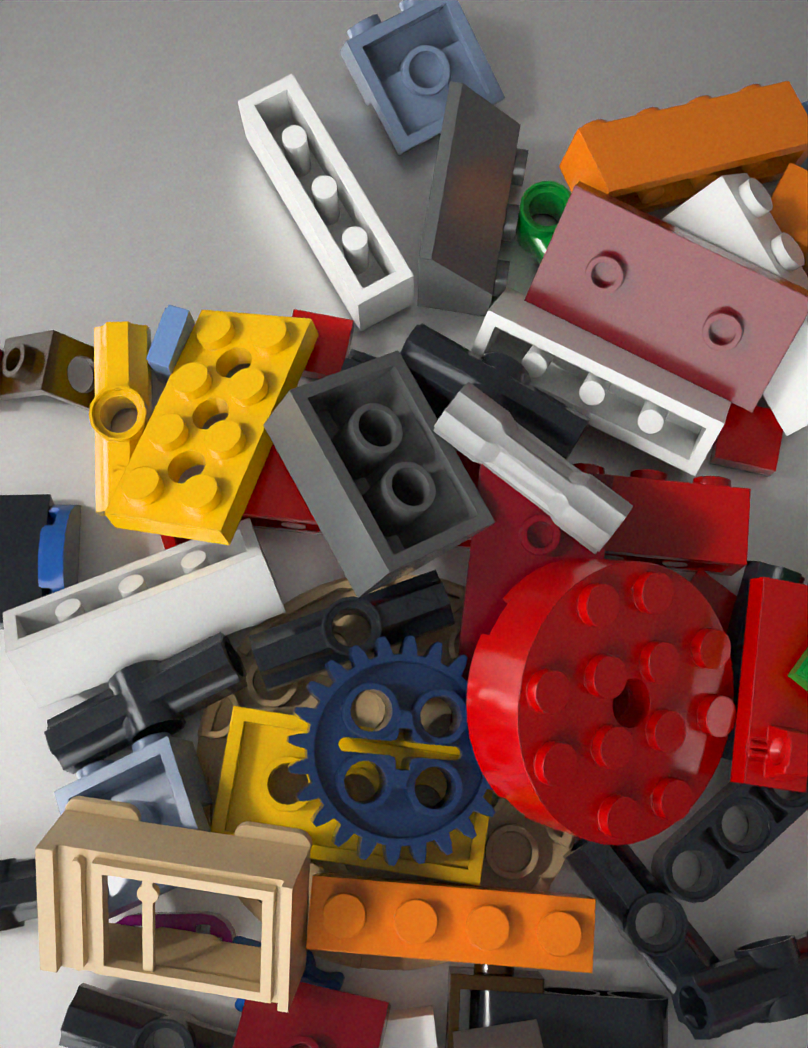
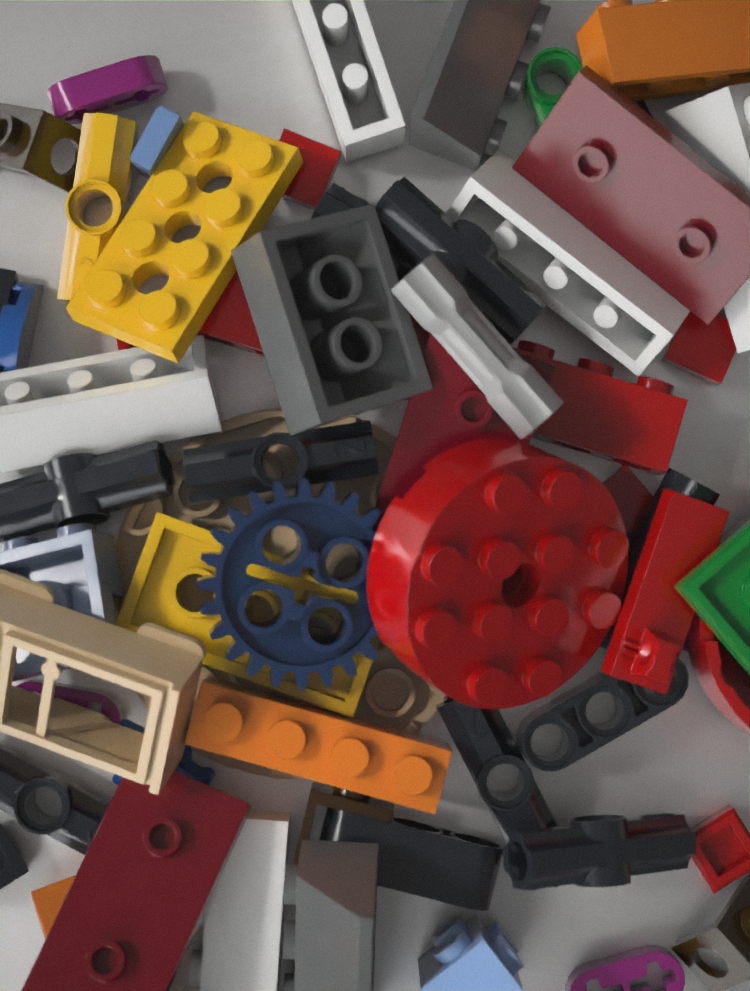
camera: 10 degrees right, 10 degrees up
(123, 297) = (108, 89): none -> magenta beam

